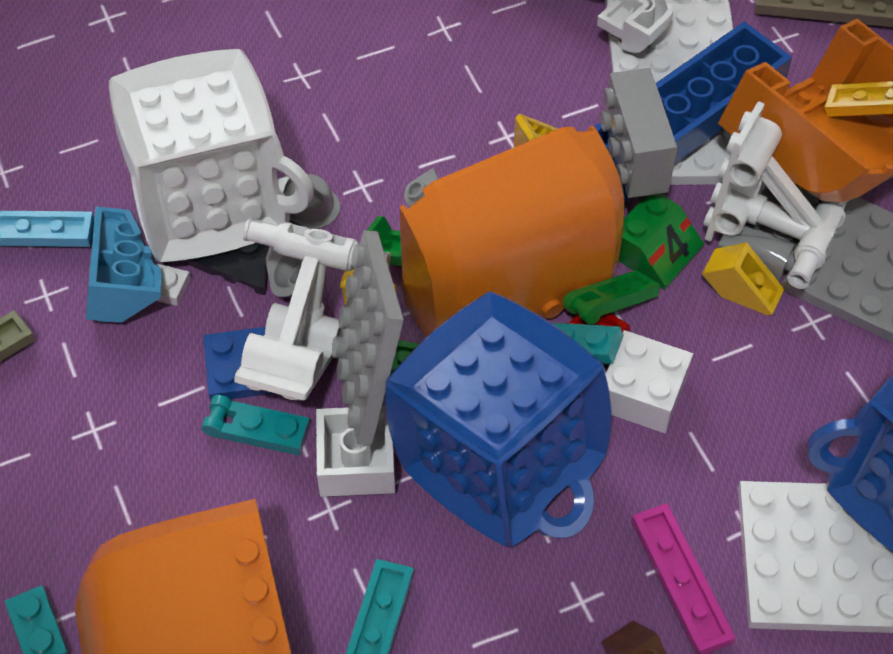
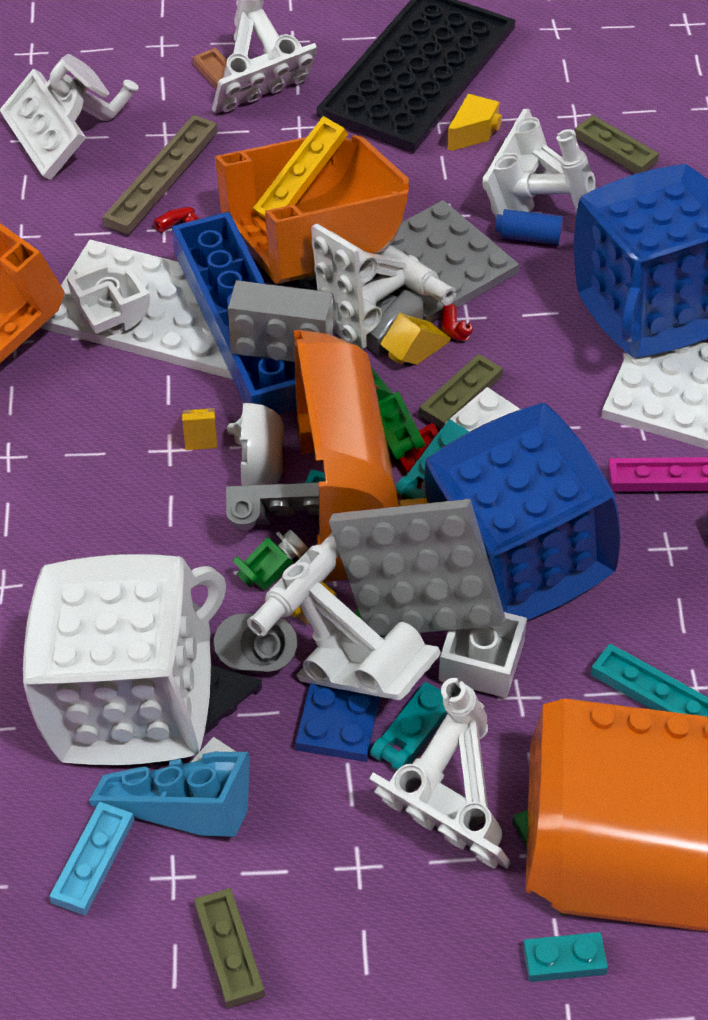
camera: 70 degrees left, 5 degrees down
(161, 459) = (439, 805): none -> white plate
(706, 343) = (460, 390): none -> olive plate
(786, 309) = (452, 327): none -> red arm
(803, 42) = (173, 217): none -> red arm

